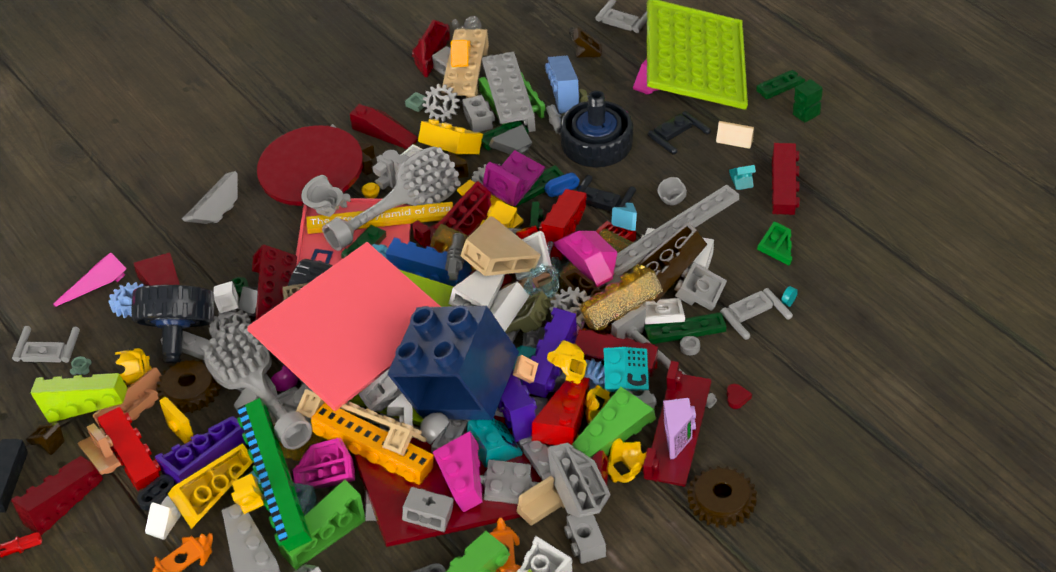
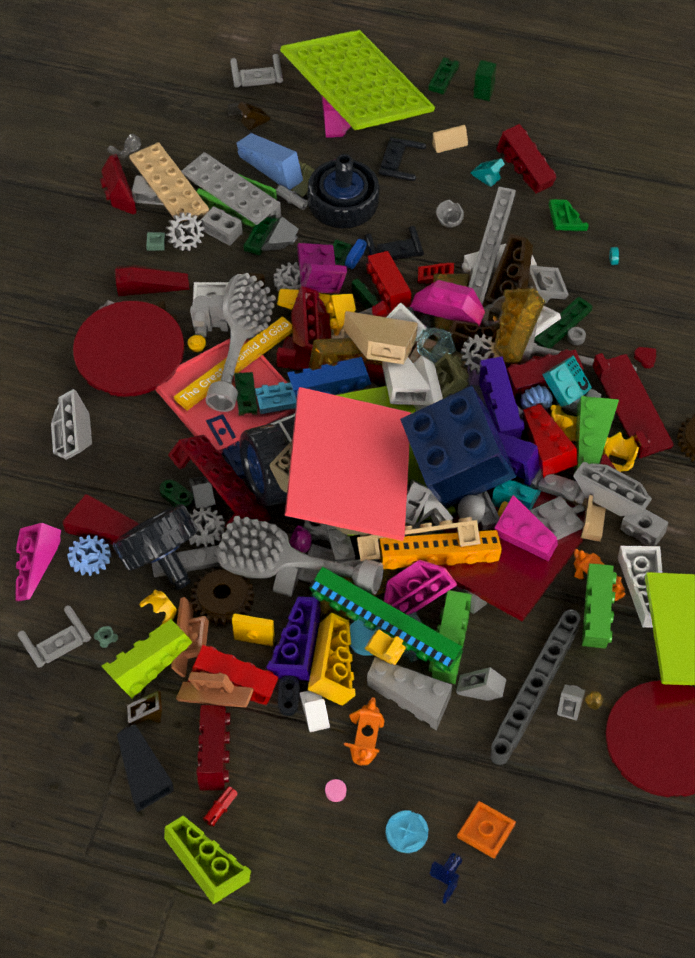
camera: 40 degrees left, 10 degrees up
(226, 297) = (180, 496): white brick -> none
(323, 197) = (180, 370): light grey helmet -> none
(427, 509) = (530, 574): light grey brick -> none
(450, 138) = (223, 260): yellow wedge -> none
(454, 261) = (357, 361): dark grey hinge -> none
(460, 53) = (163, 175): light orange slope -> none
(525, 369) = (502, 422): light nougat tile -> none
(563, 357) = (525, 396): yellow helmet -> none
(624, 217) = (440, 254): medium azure slope -> none
(678, 423) = (641, 403): lavender slope -> none
(751, 307) = (594, 279): light grey plate -> none

